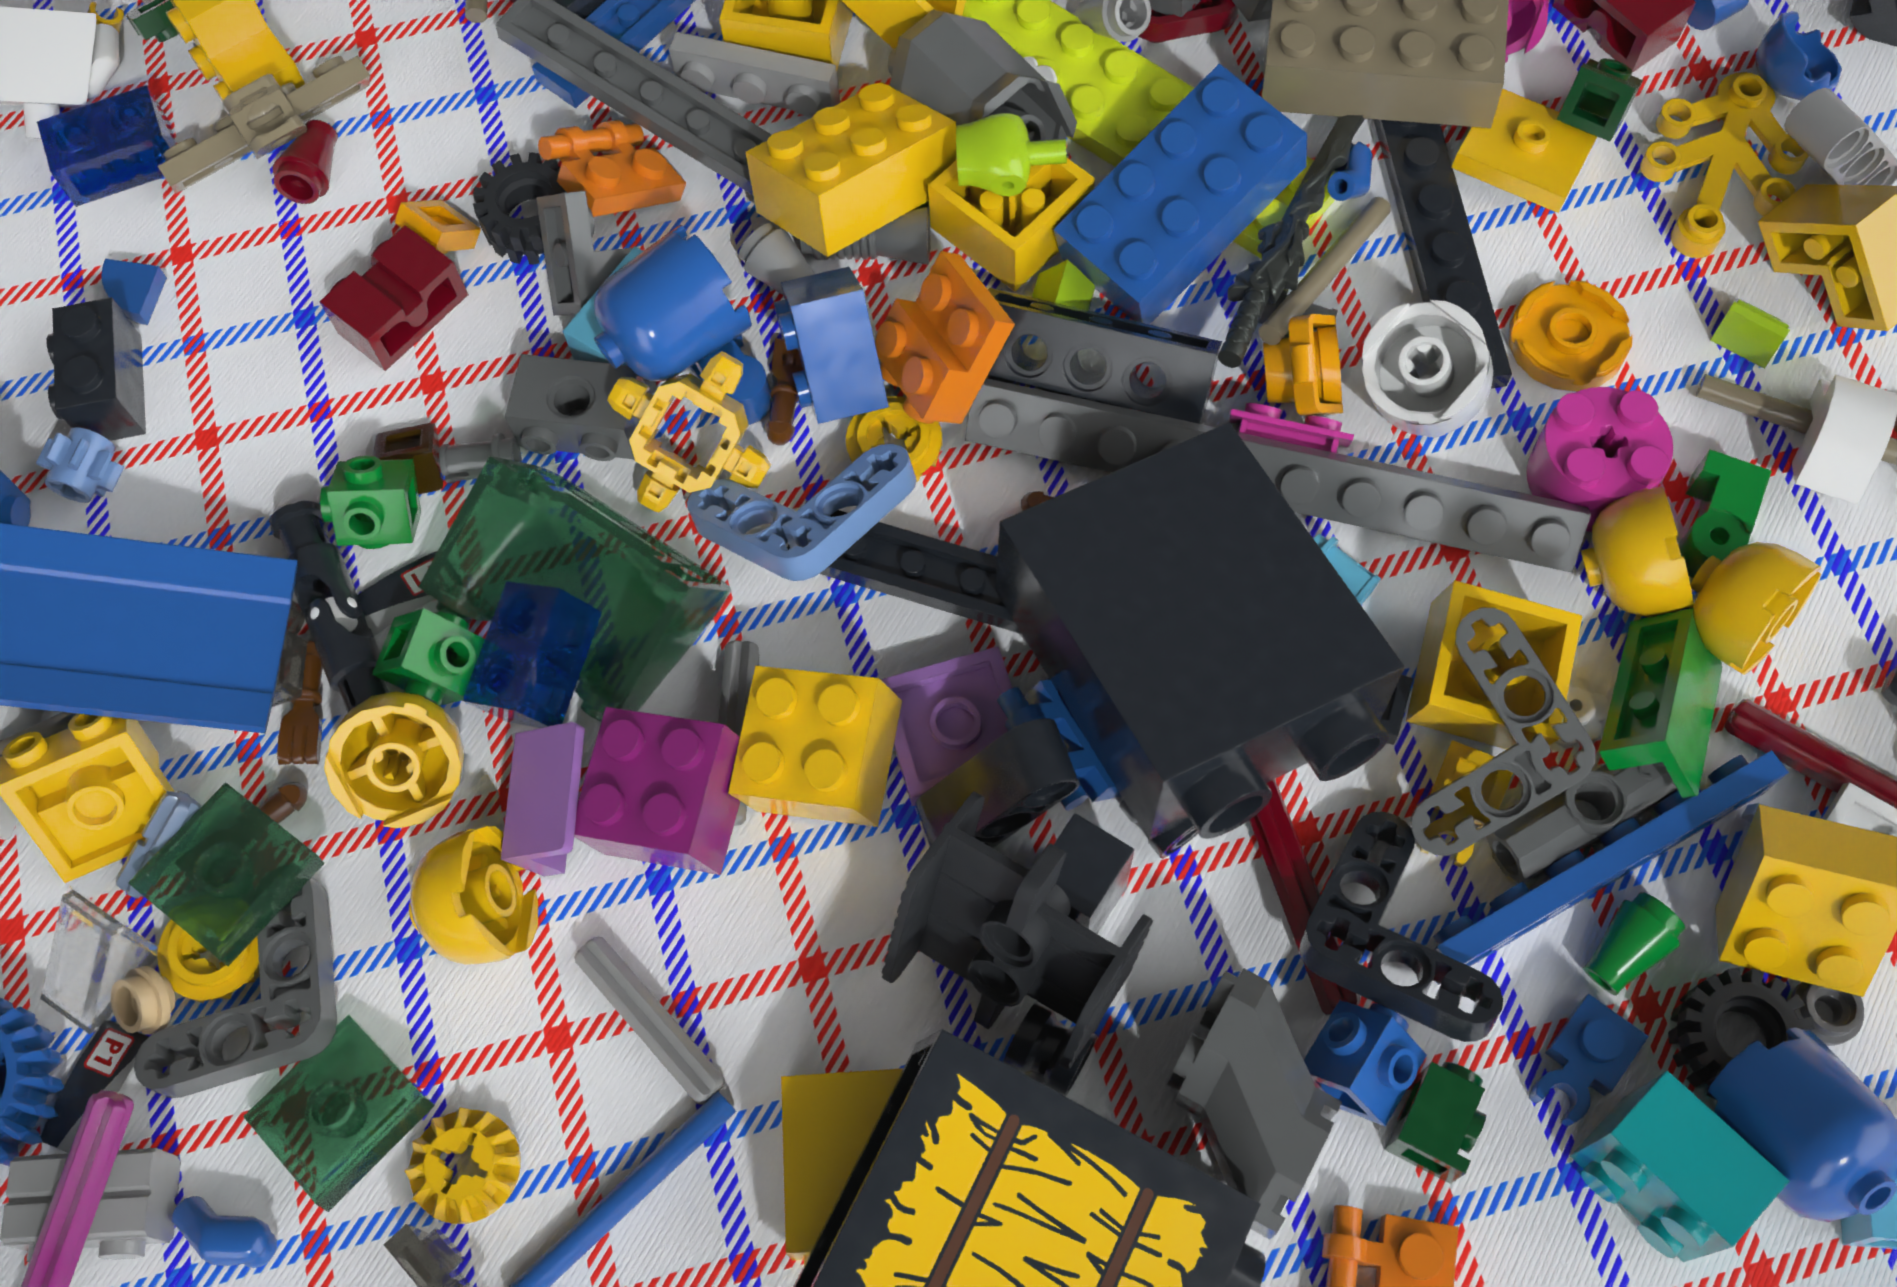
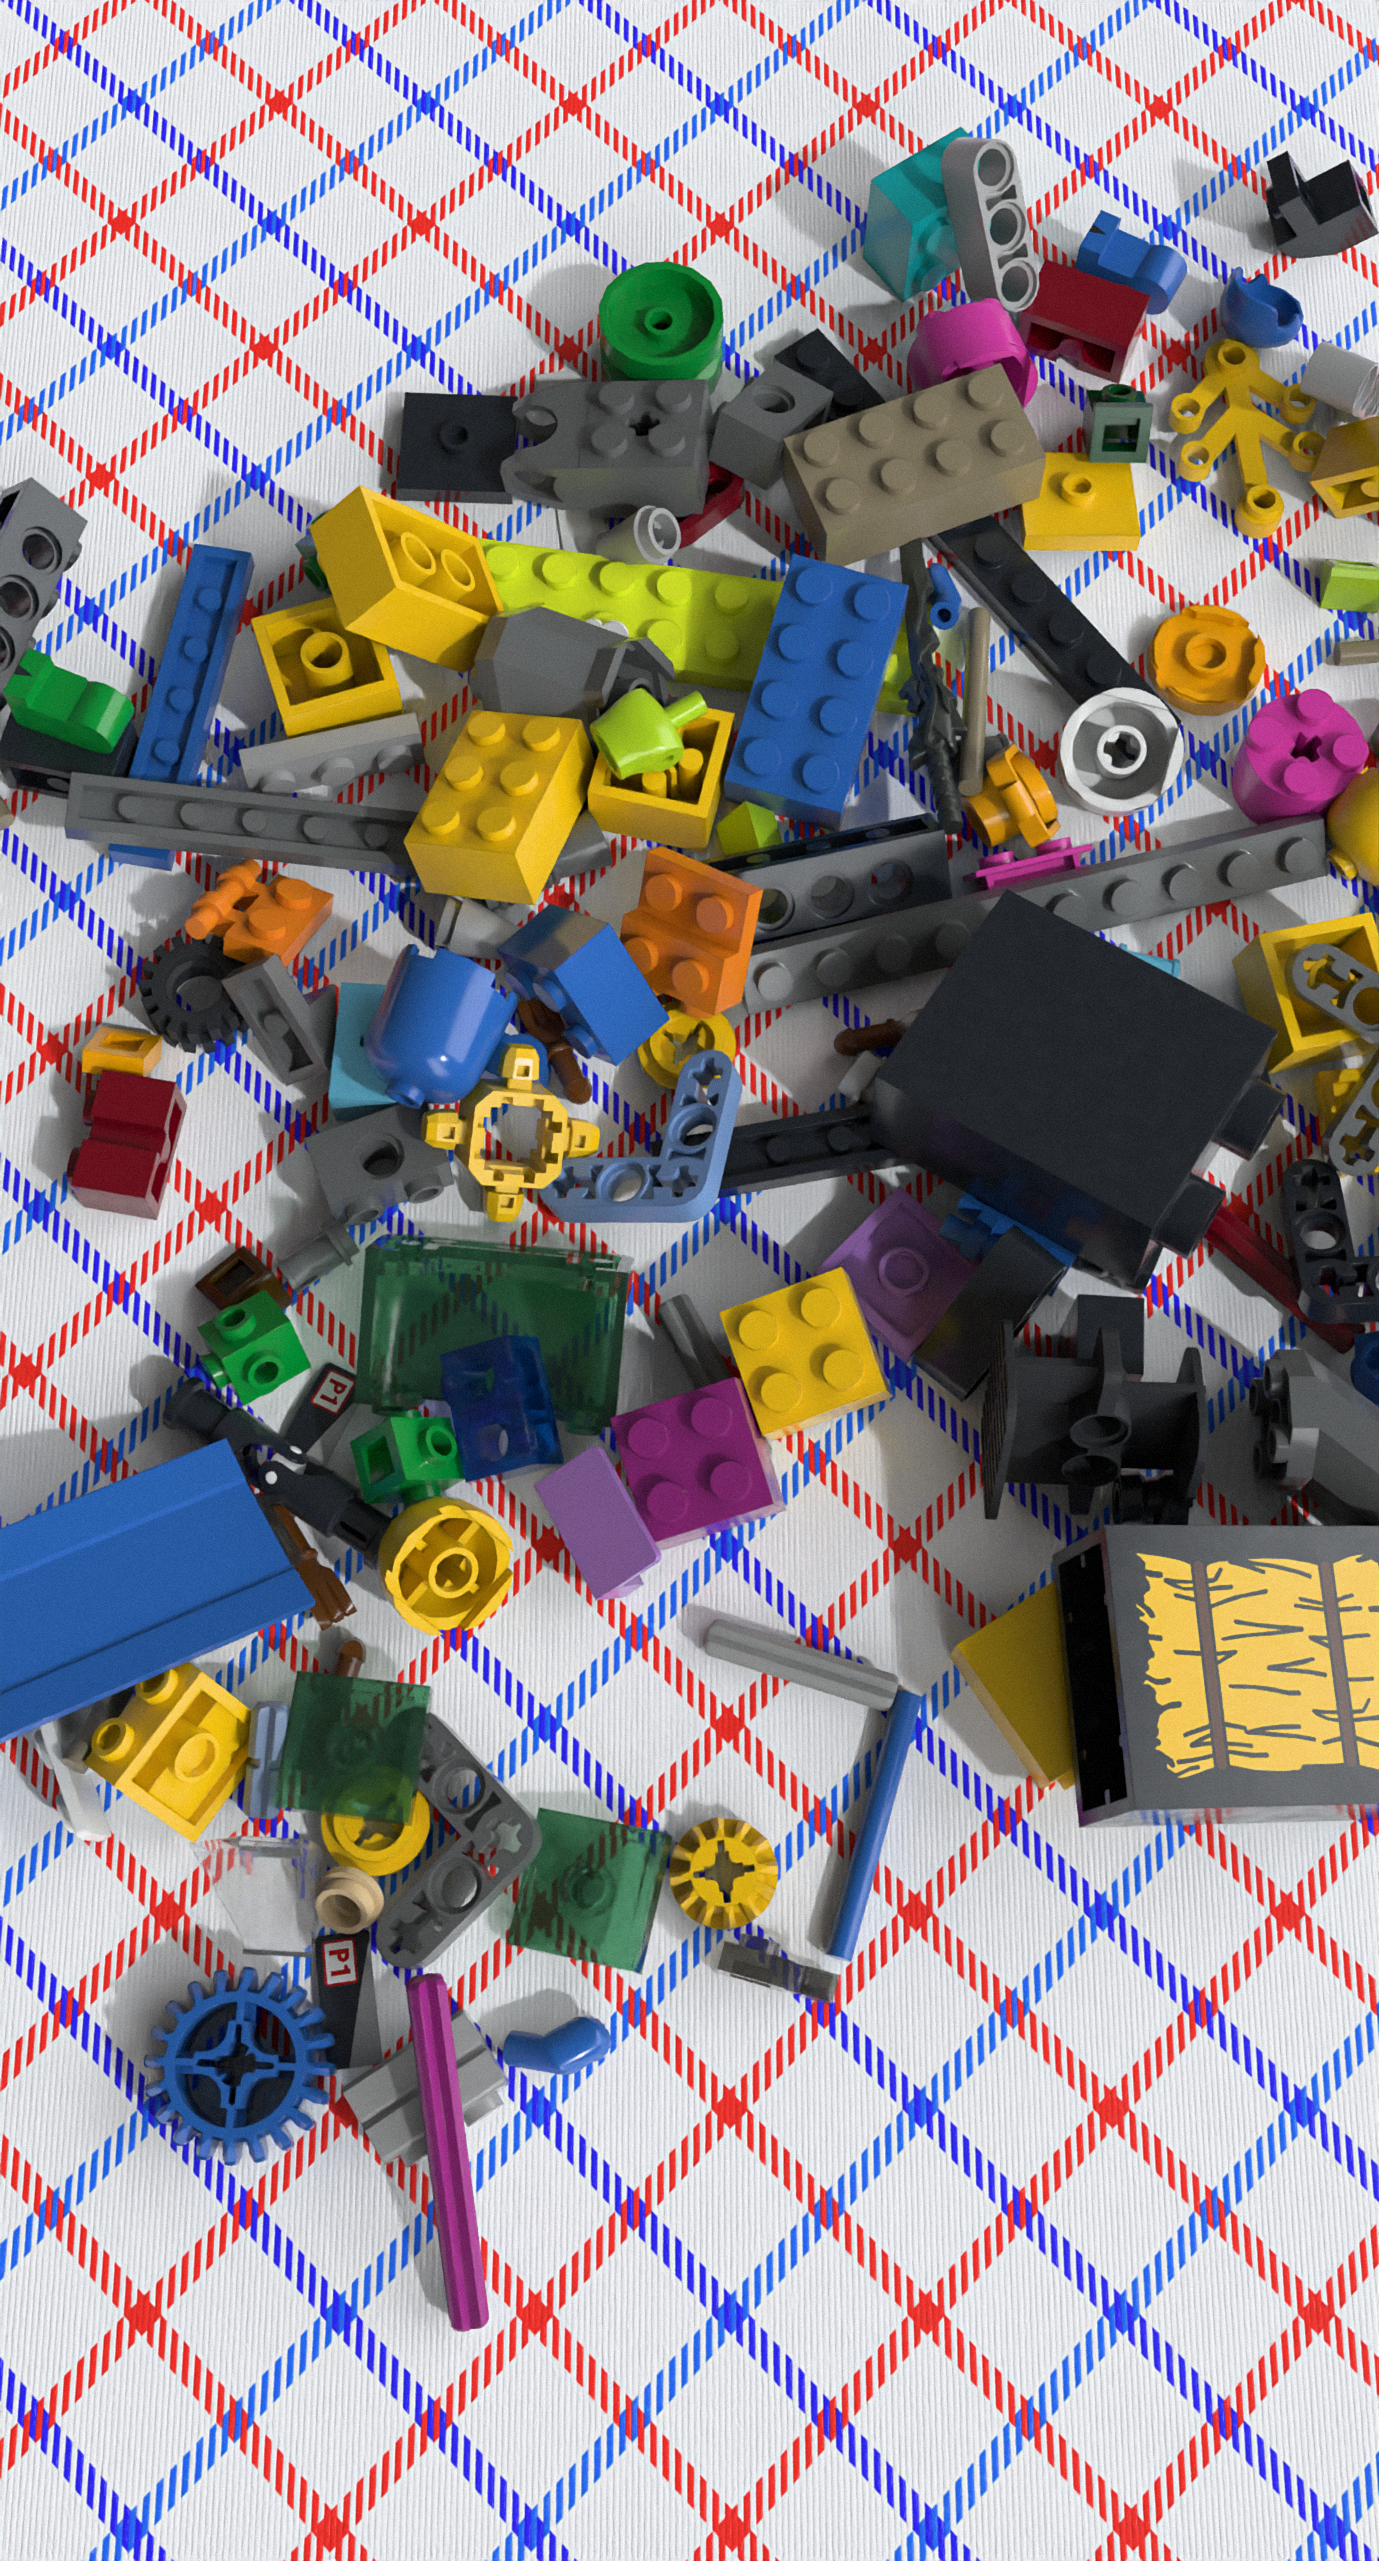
camera: 35 degrees left, 5 degrees up
(471, 900) = (589, 1651): yellow cylinder -> none

